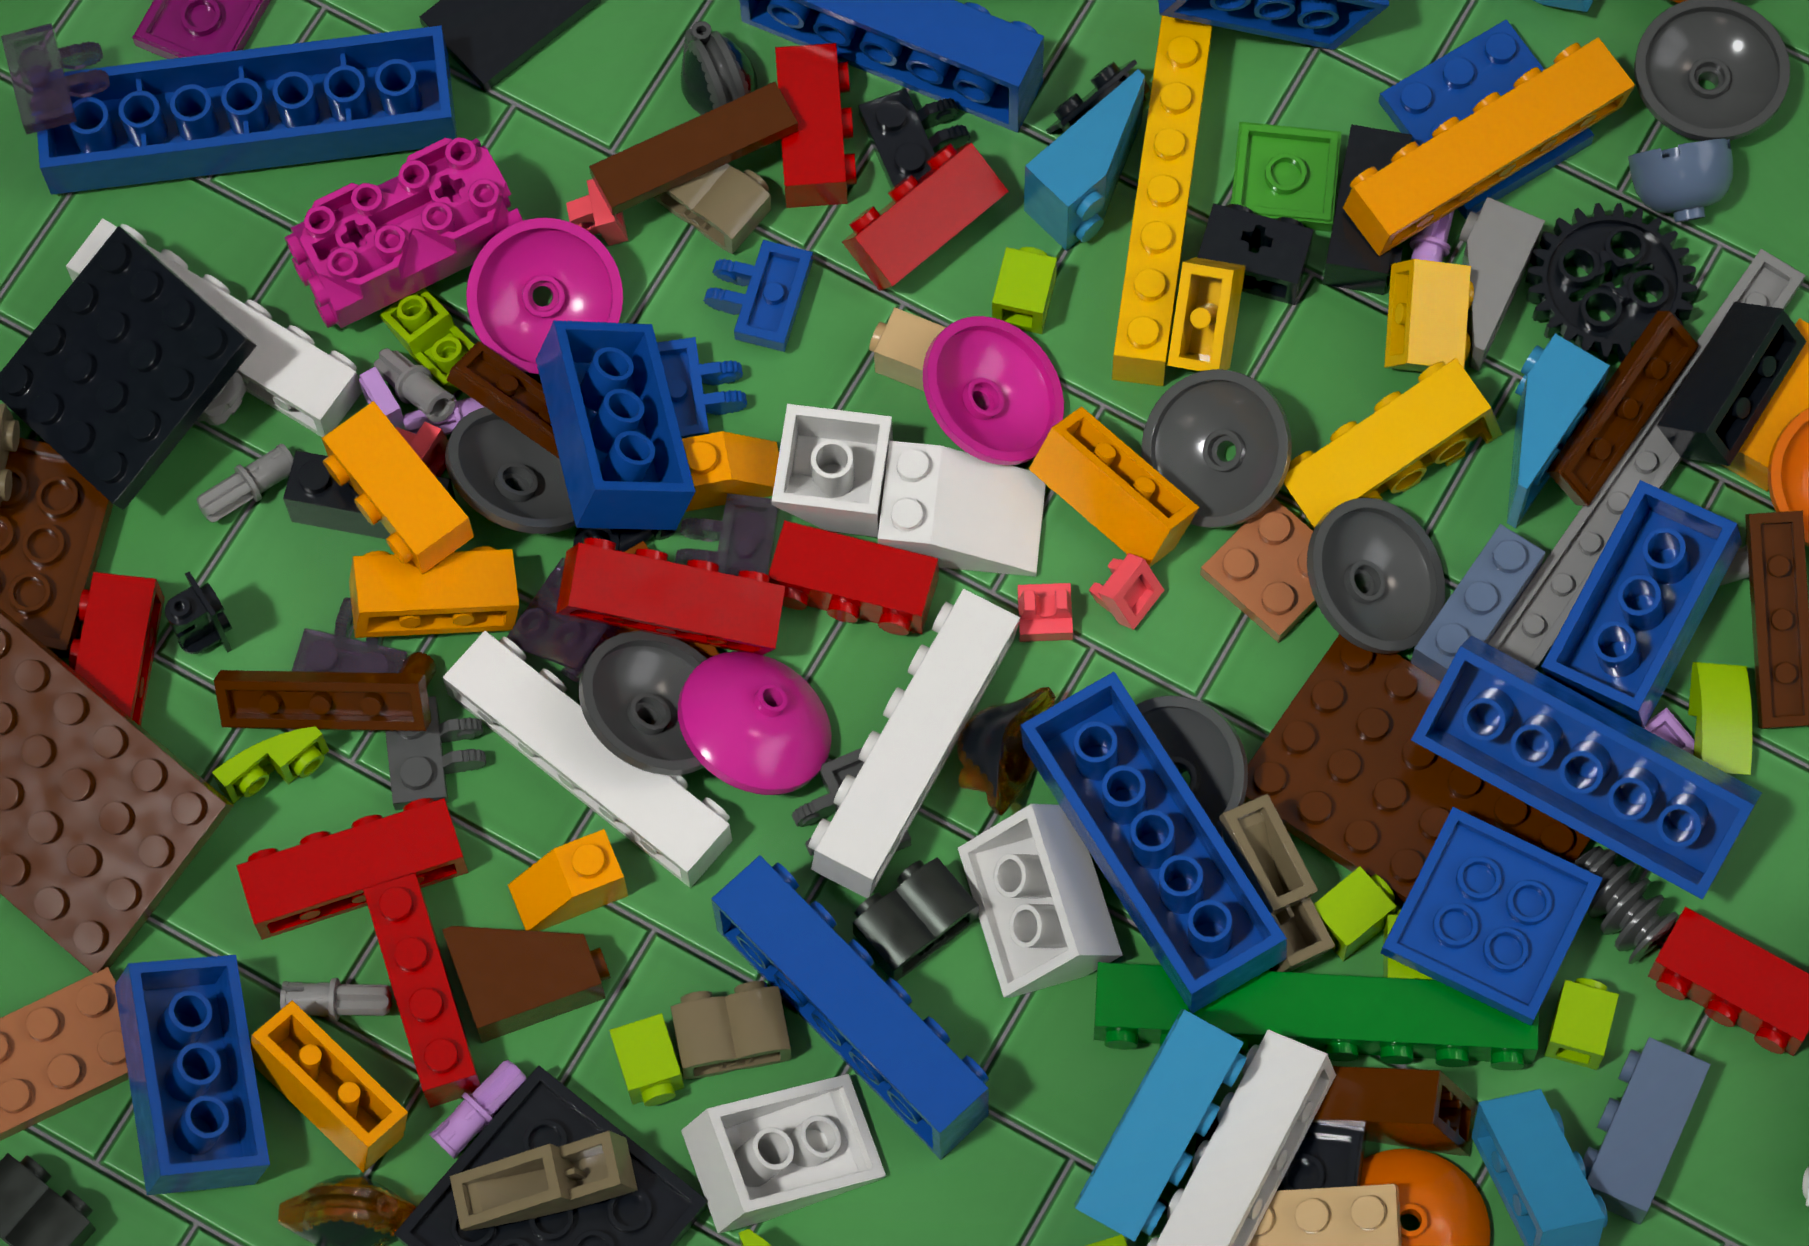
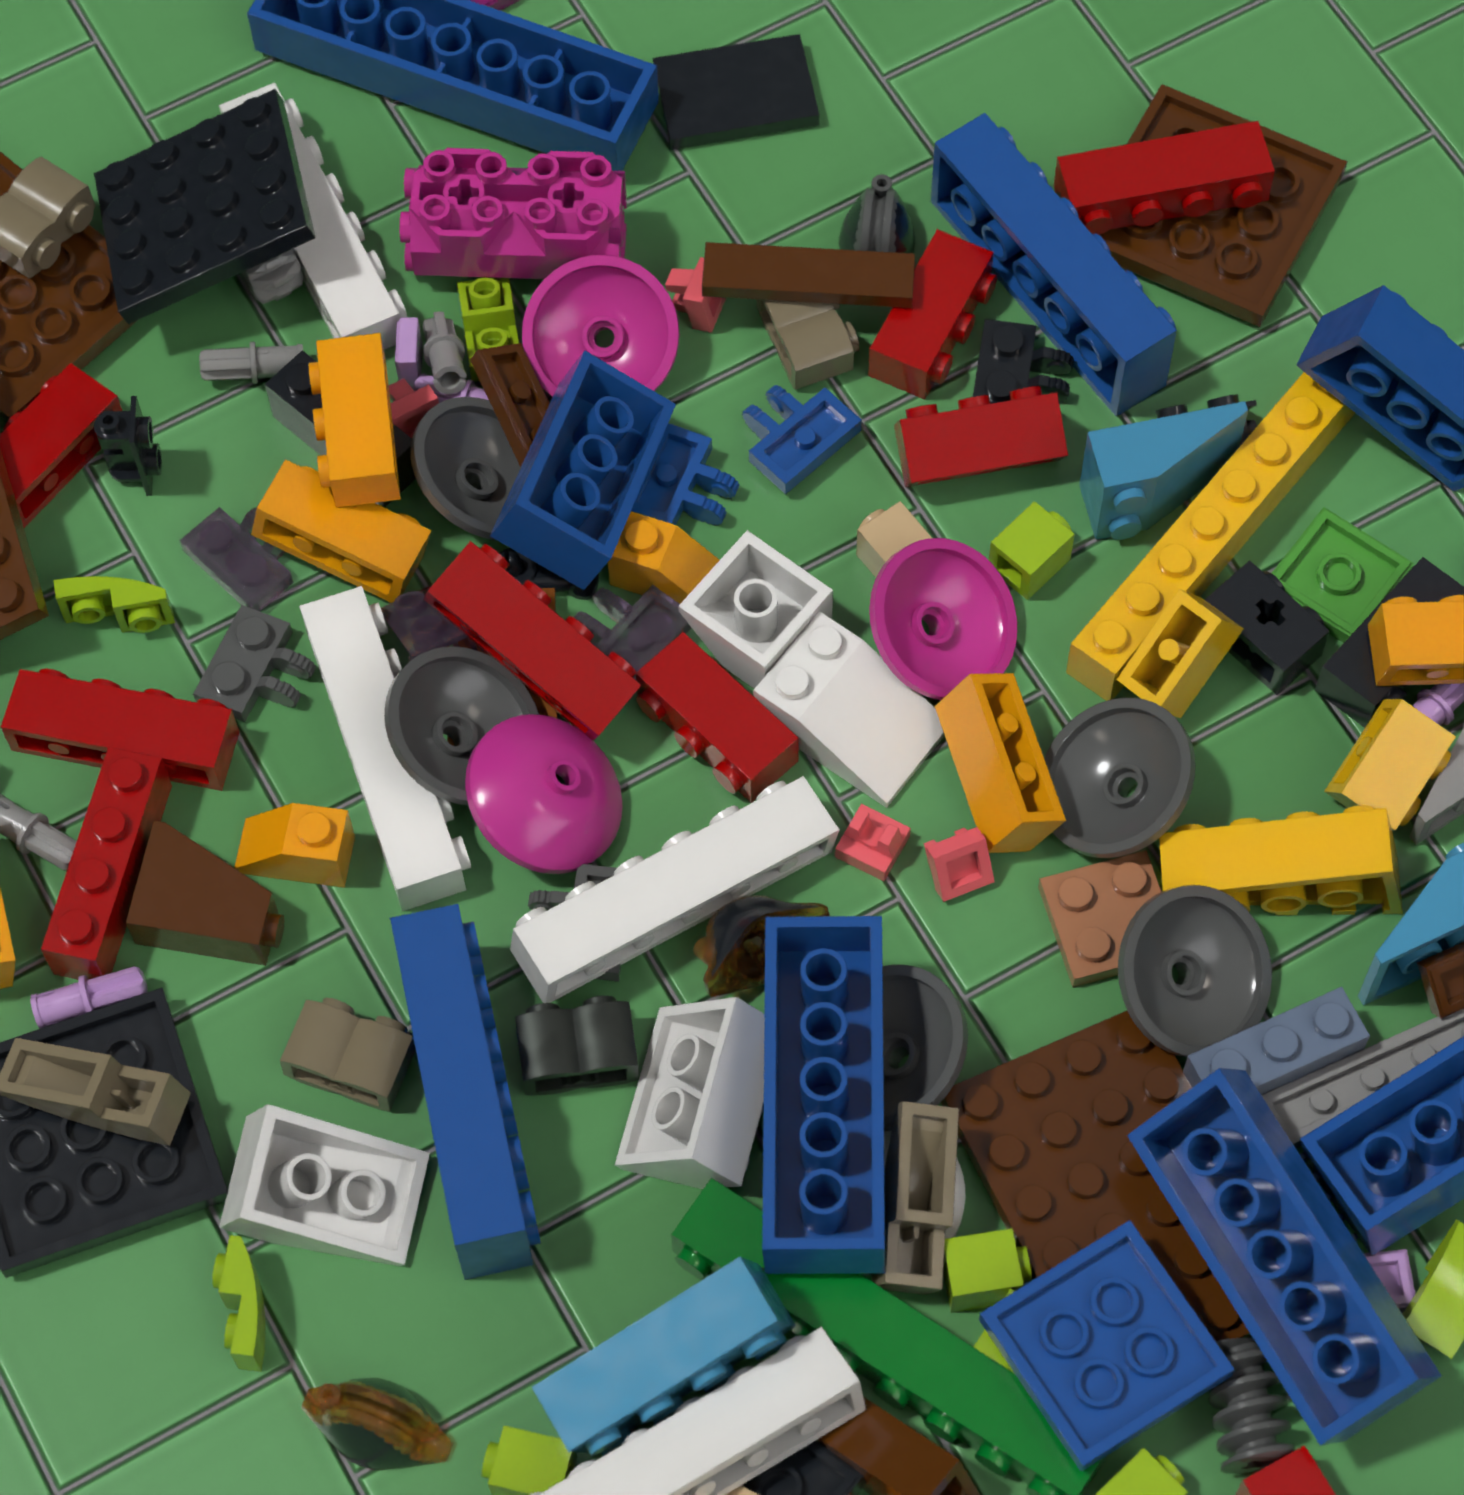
camera: 30 degrees right, 5 degrees down
(328, 698) = (196, 574): reddish brown piece -> none
(647, 1060) = (257, 1037): lime brick -> none

